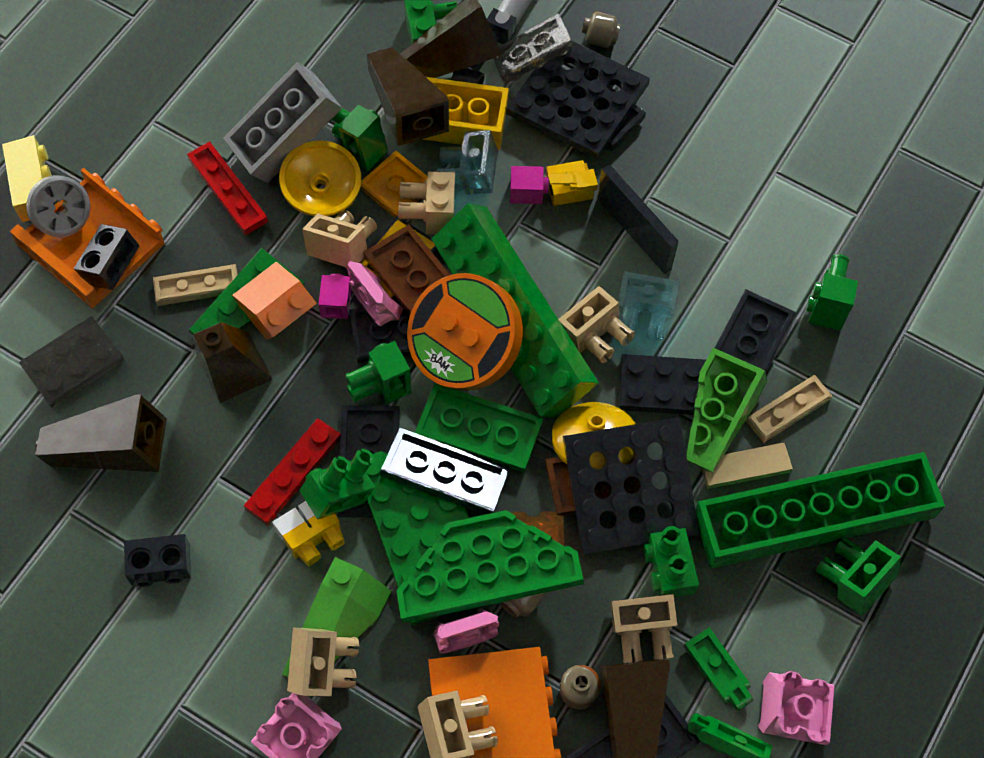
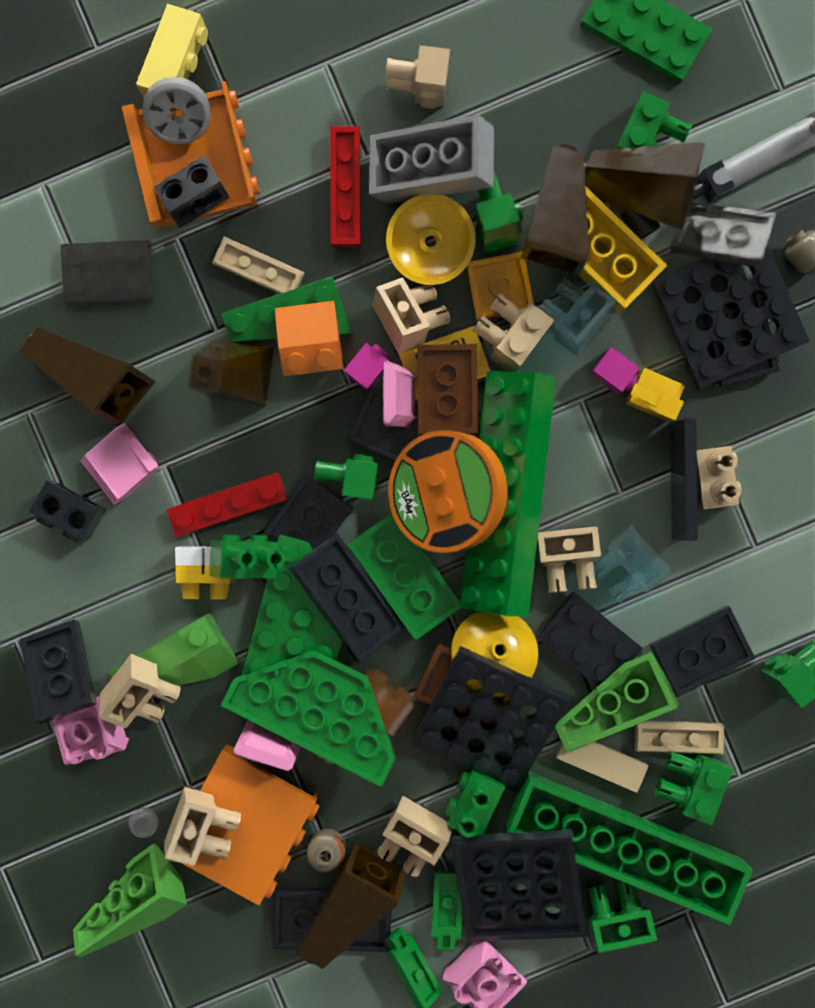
camera: 40 degrees right, 25 degrees up
(179, 496) = (120, 464): none -> bright pink slope
(236, 81) = (423, 78): none -> tan brick
(237, 694) = (57, 671): none -> black plate
(664, 202) = (717, 478): none -> tan brick
(738, 594) = (506, 899): none -> black piece
(838, 429) = (702, 788): none -> green brick

